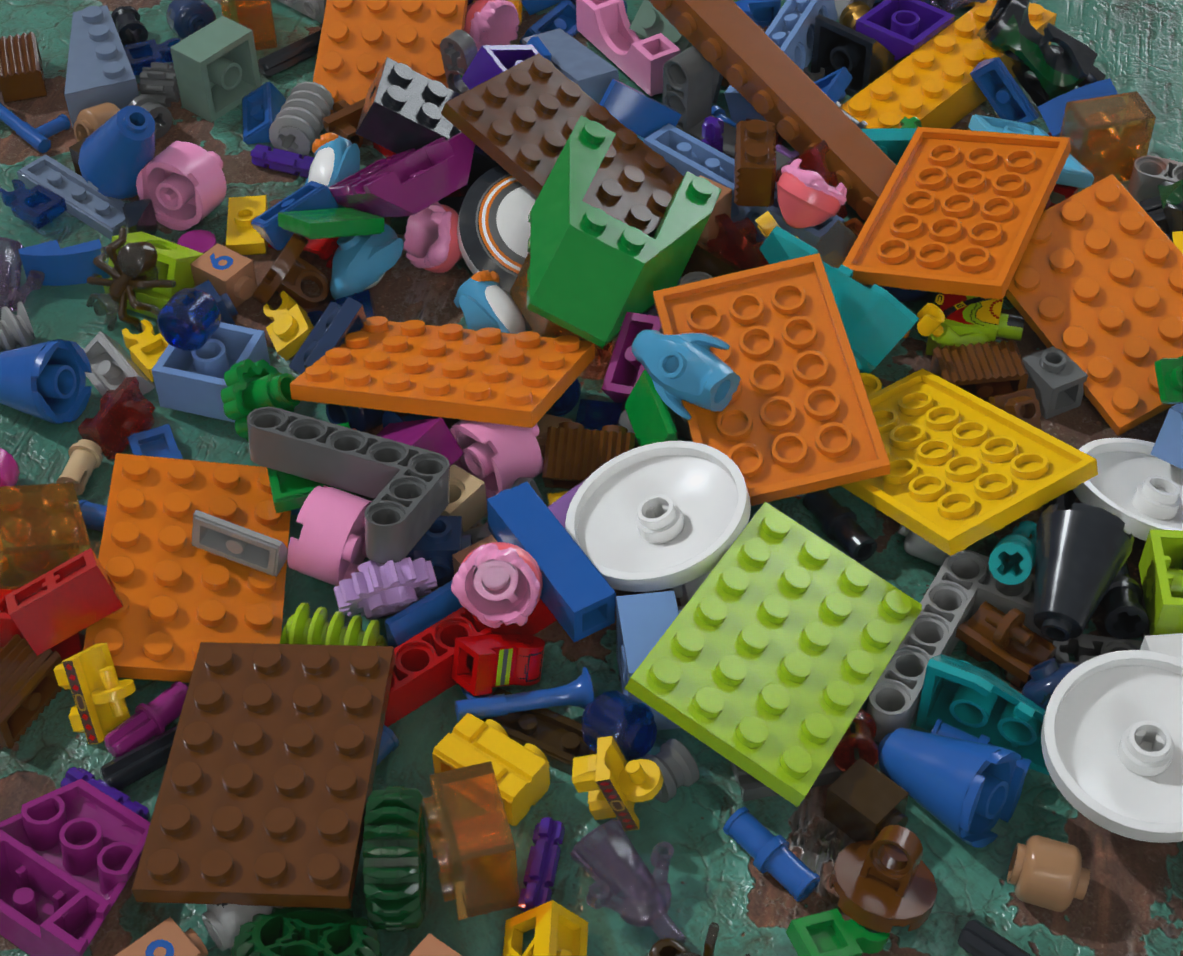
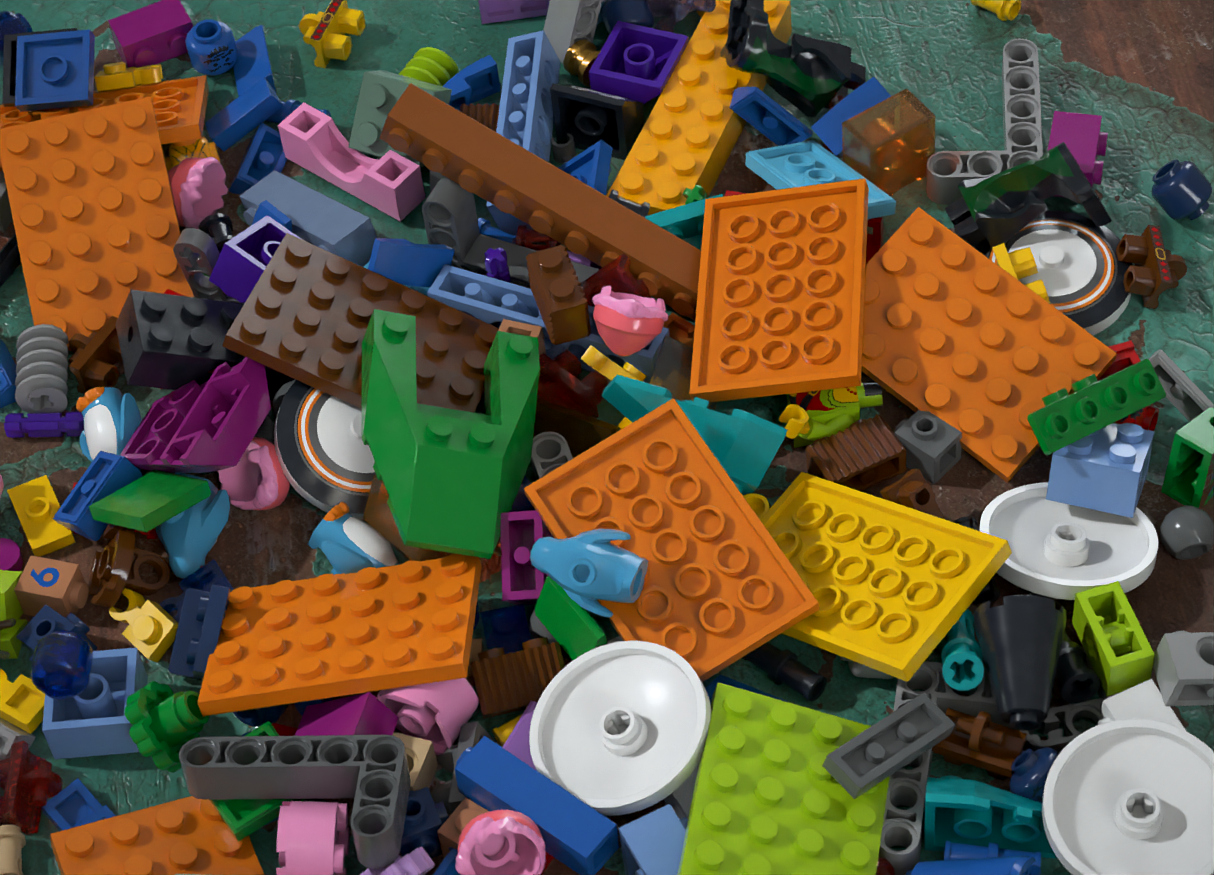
camera: 15 degrees left, 5 degrees up
(910, 608) = (888, 745): none -> dark grey plate

